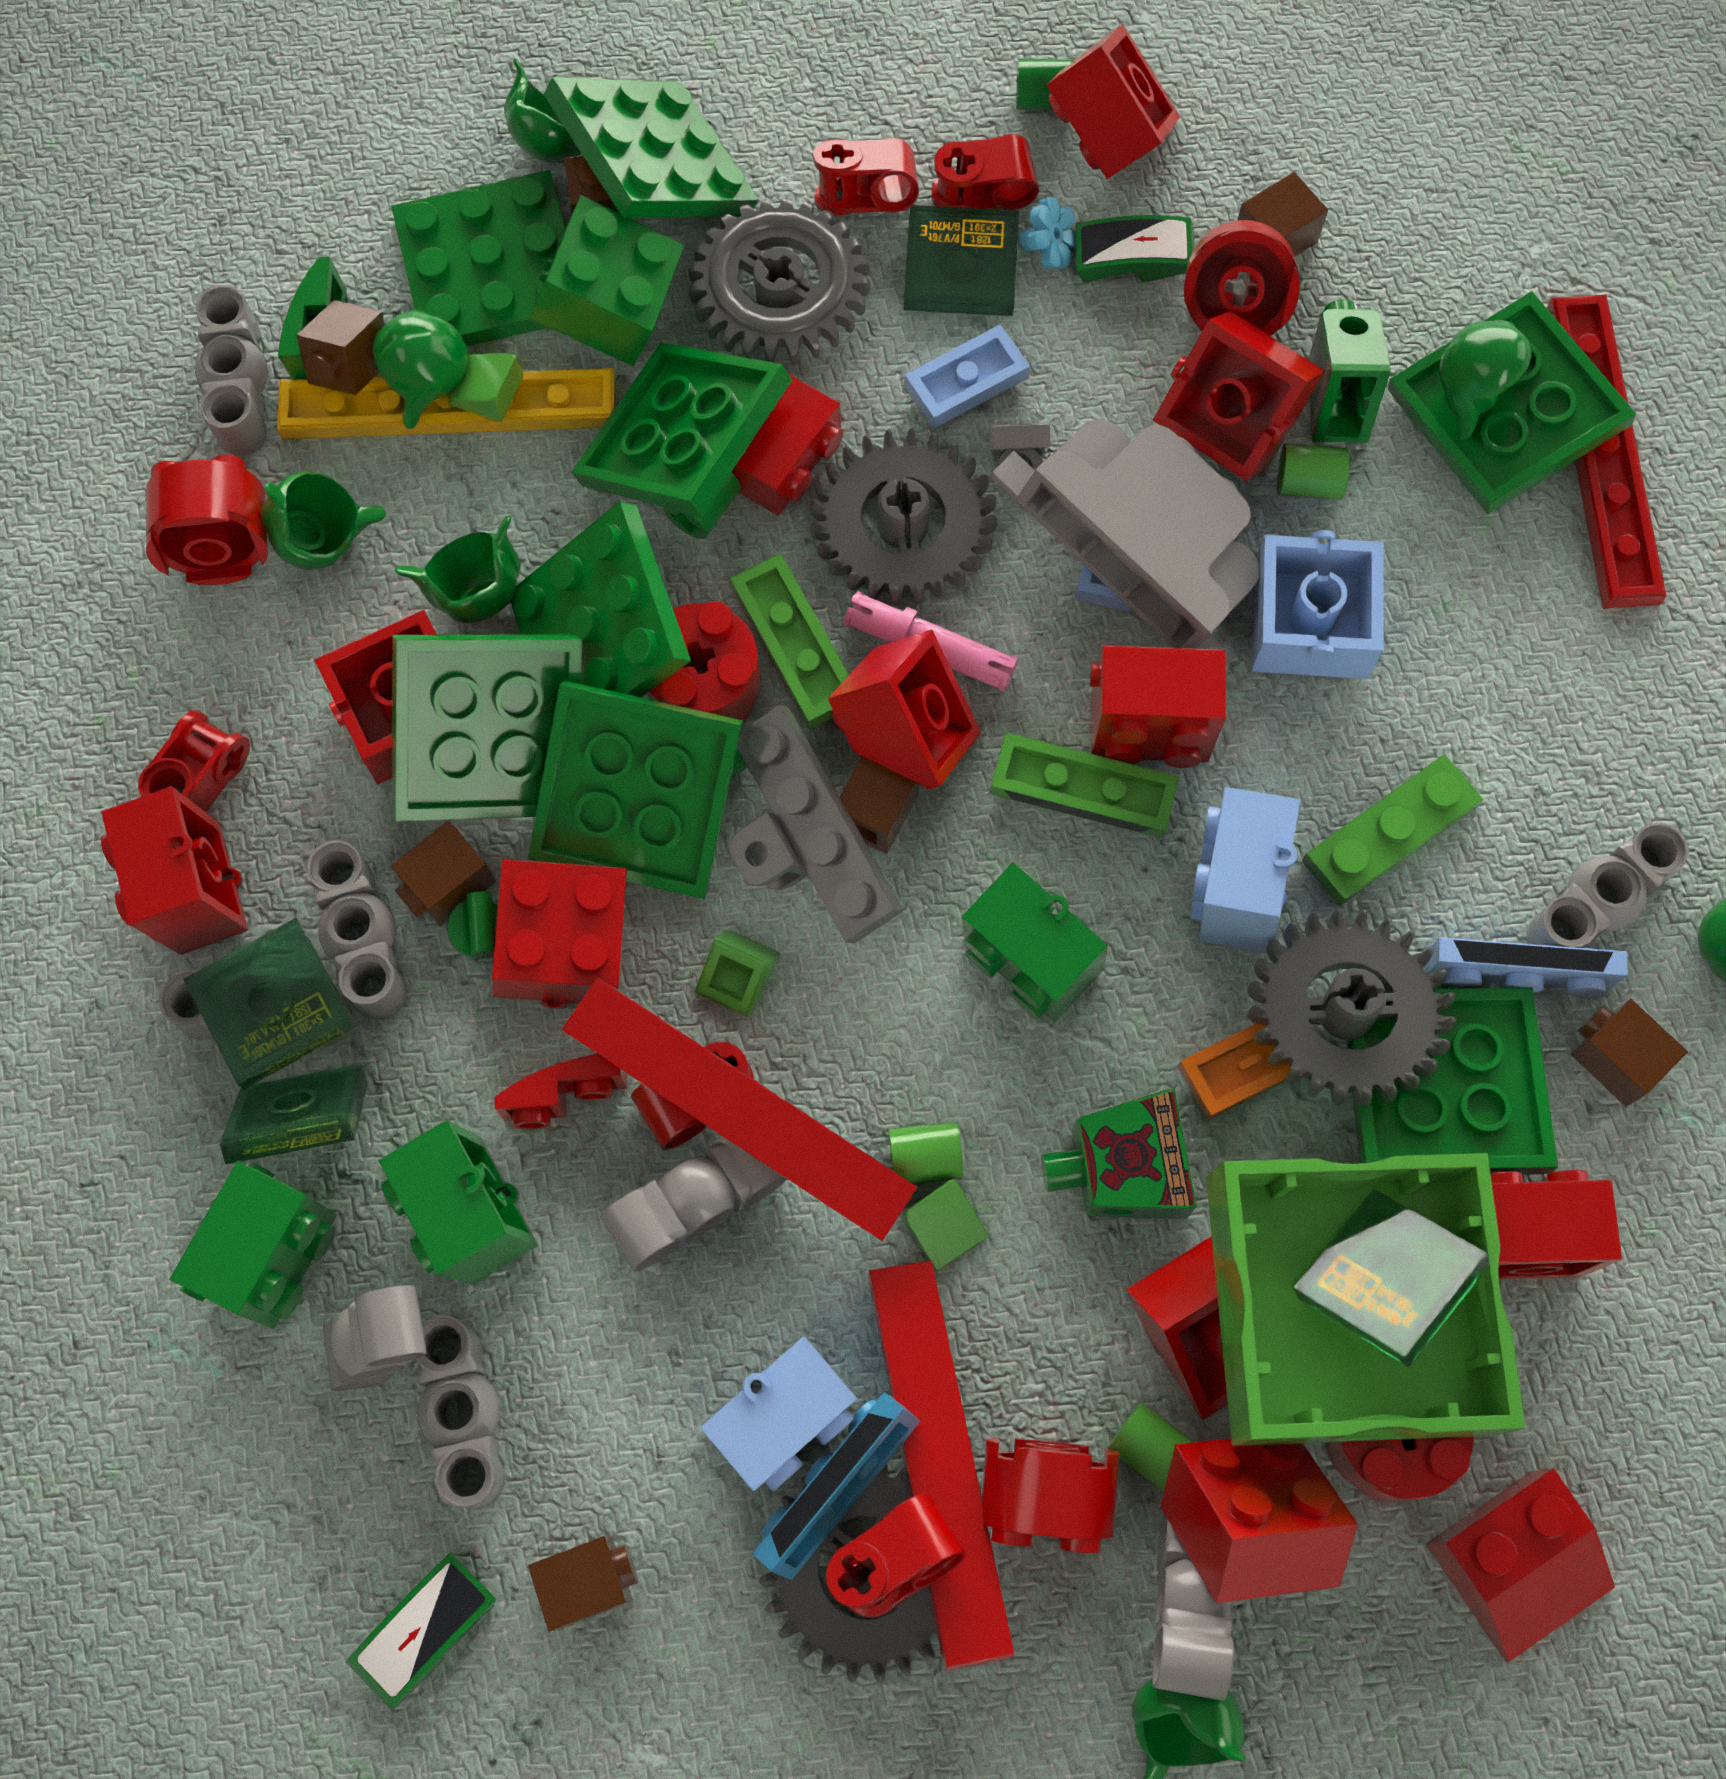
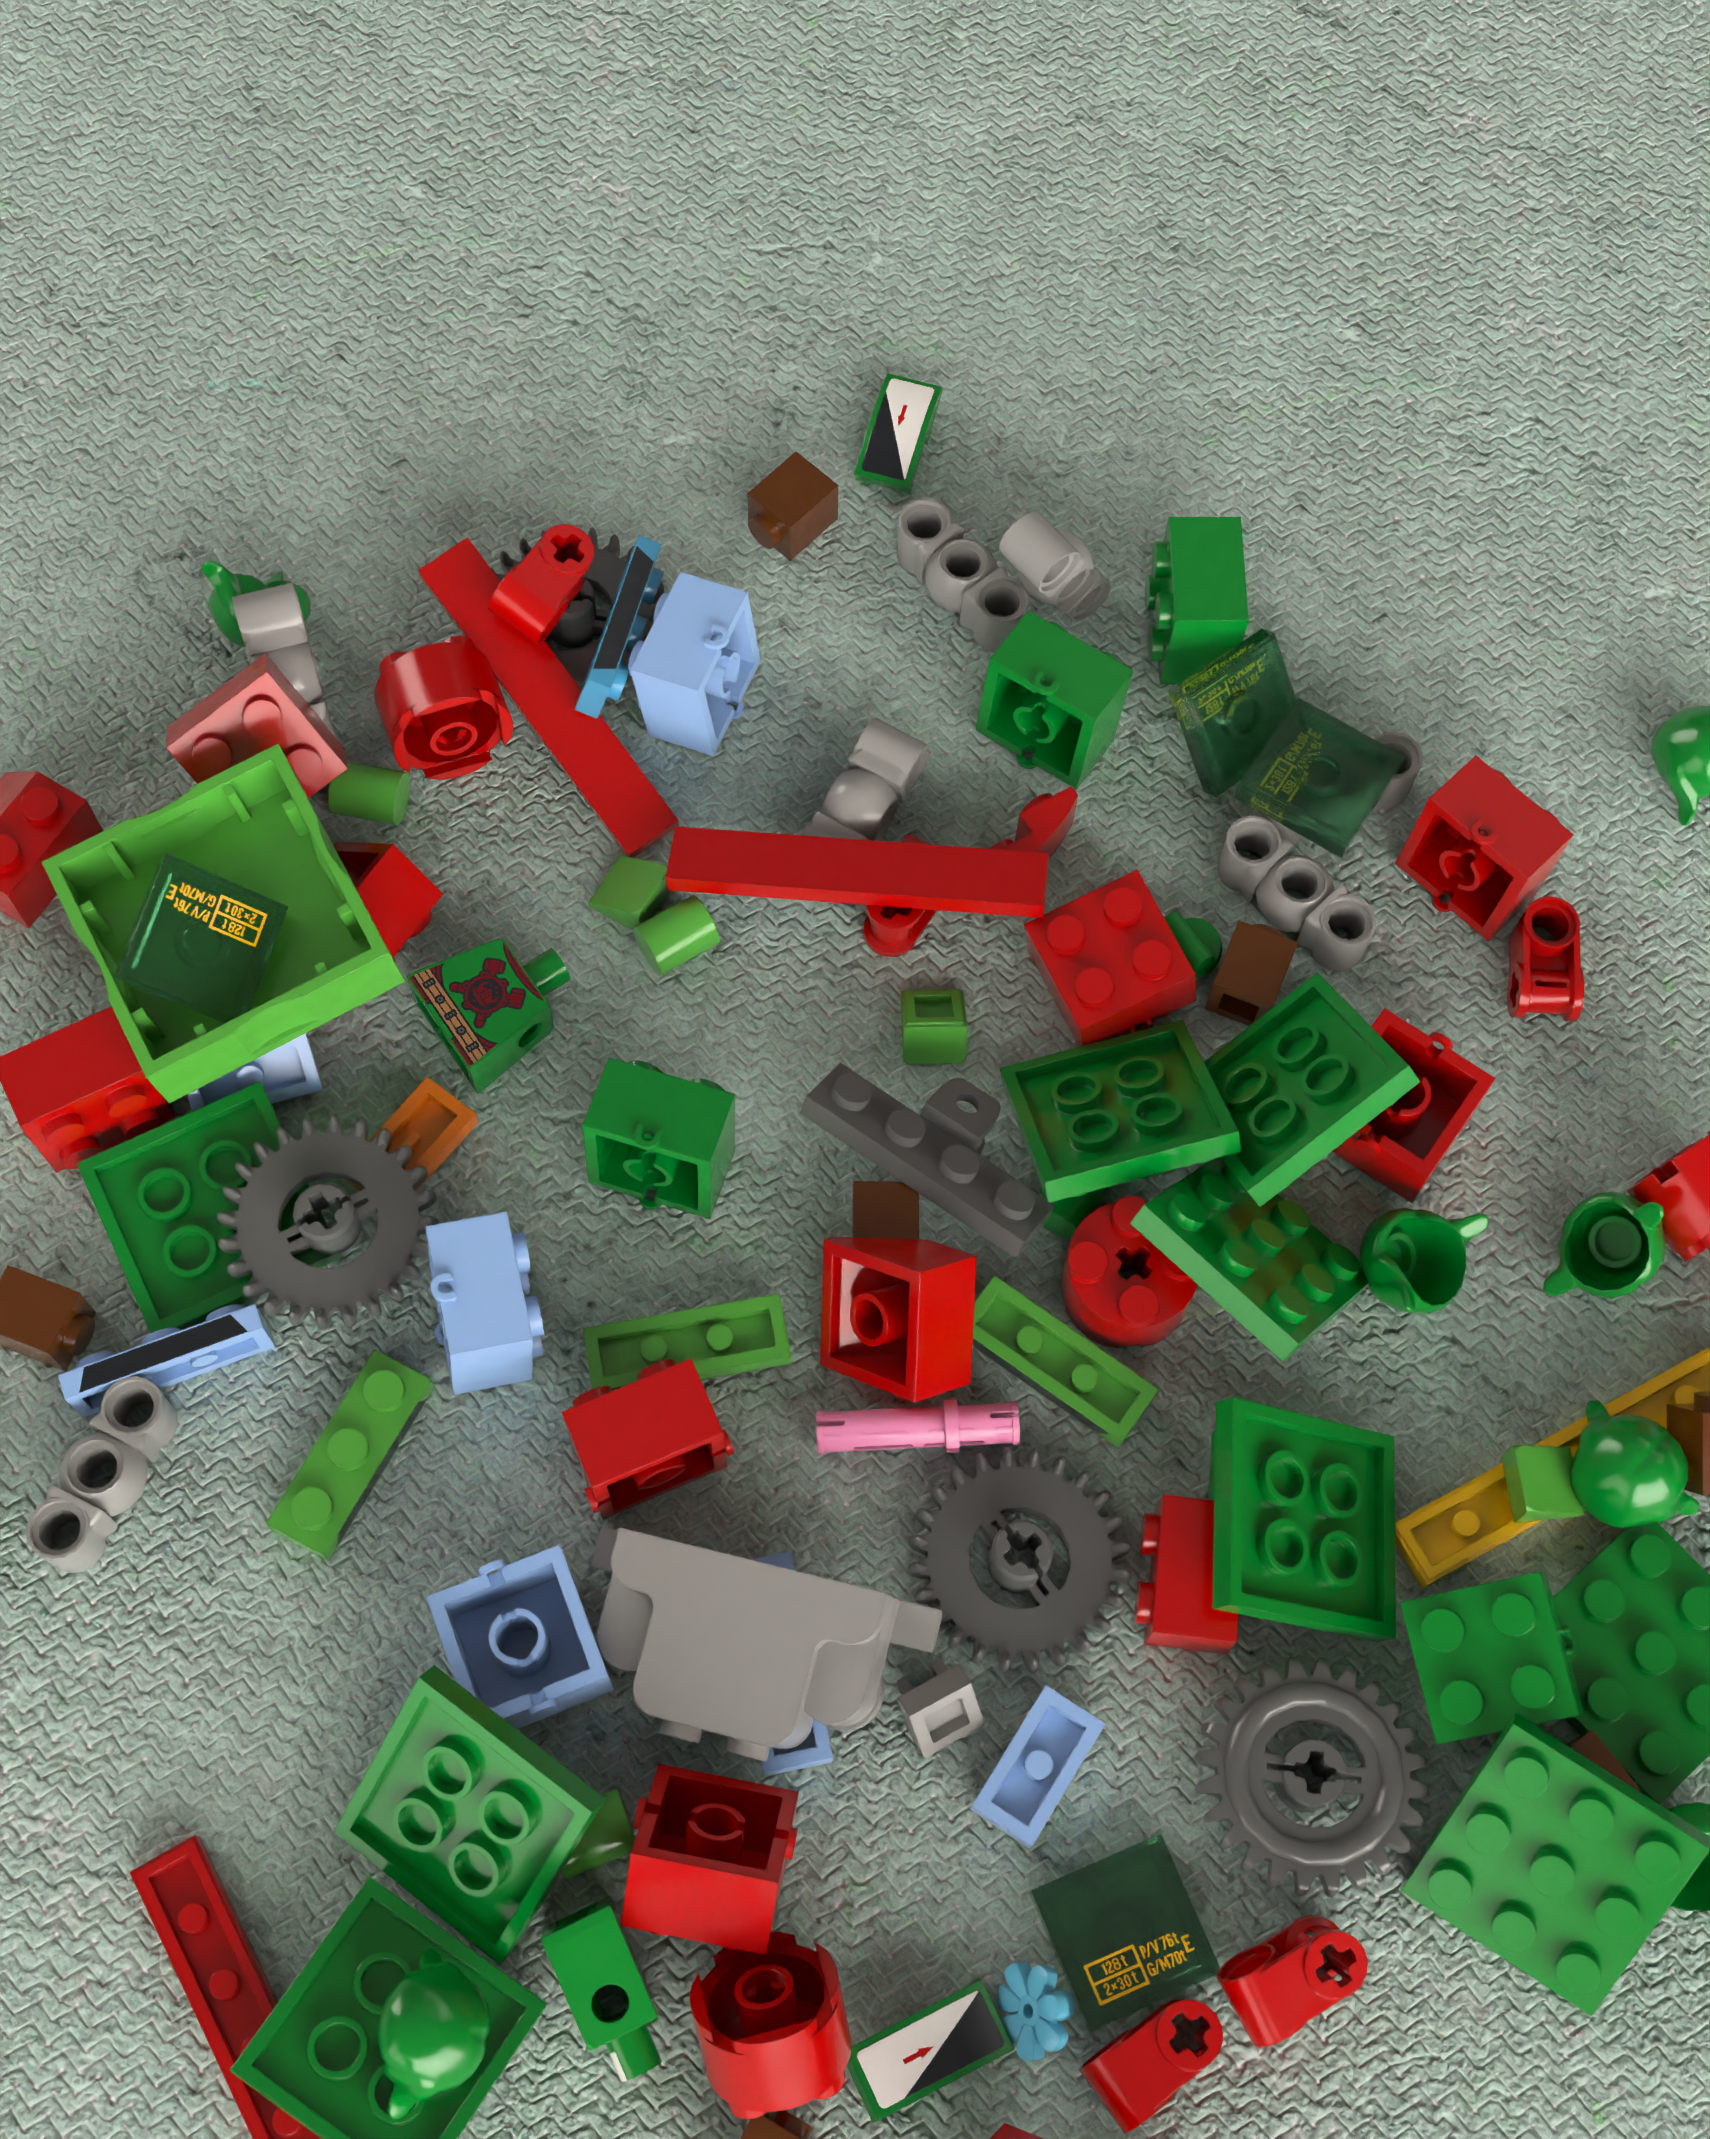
camera: 150 degrees right, 5 degrees down
(1403, 498) = (468, 1814): none -> green plate

